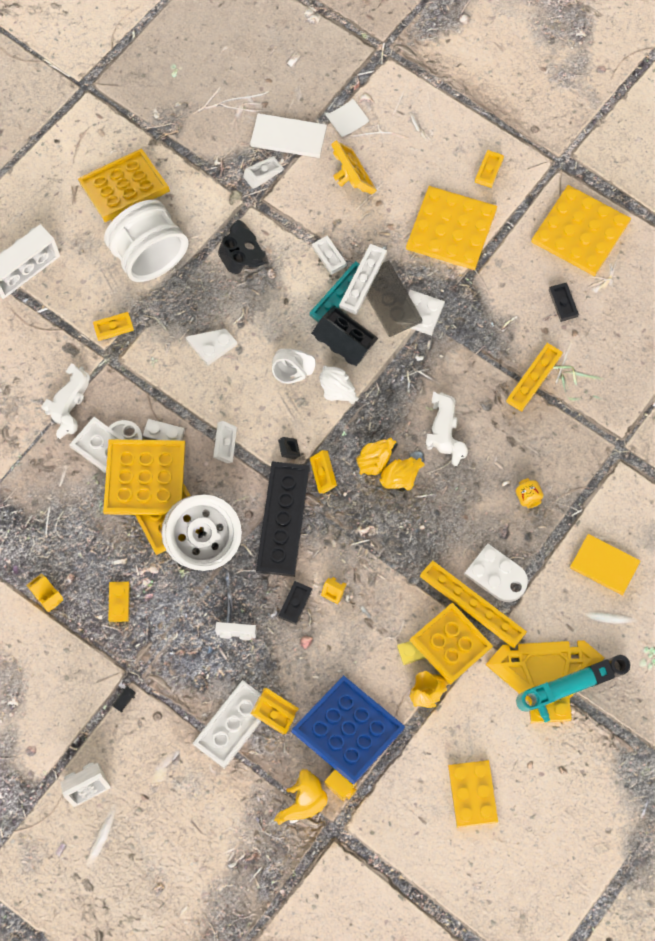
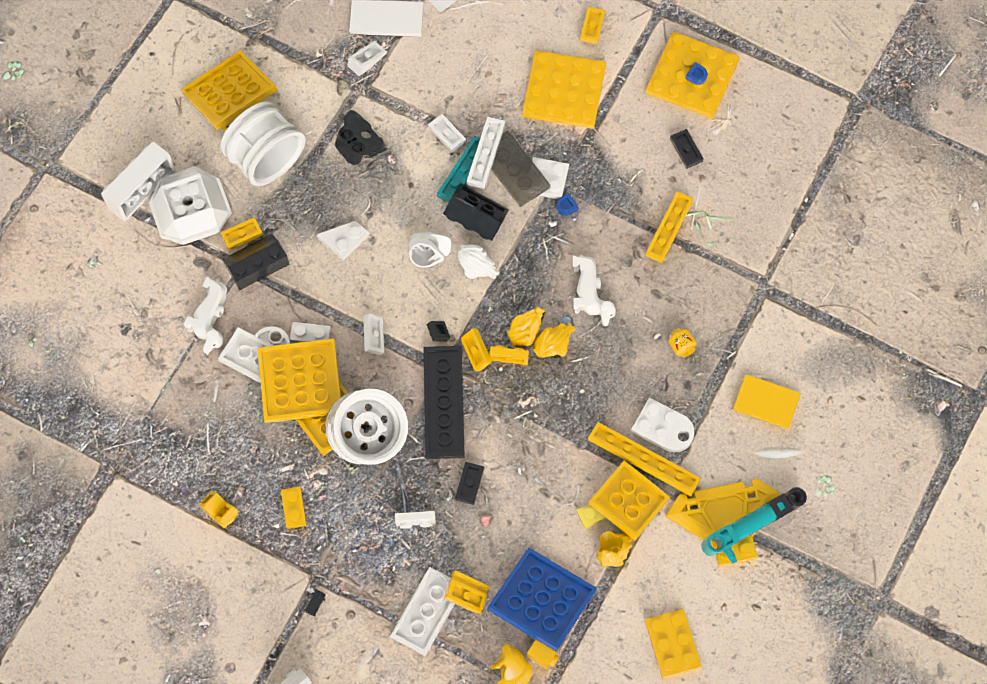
camera: 10 degrees left, 0 degrees up
(71, 307) = (191, 222): none -> white piece
(122, 355) = (256, 261): none -> black slope
(333, 590) = (505, 465): yellow tile -> none
(351, 169) = (455, 44): yellow plate -> none
(361, 483) = (503, 354): none -> yellow plate
(435, 341) = (566, 205): none -> blue tile
(585, 230) = (697, 74): none -> blue tile

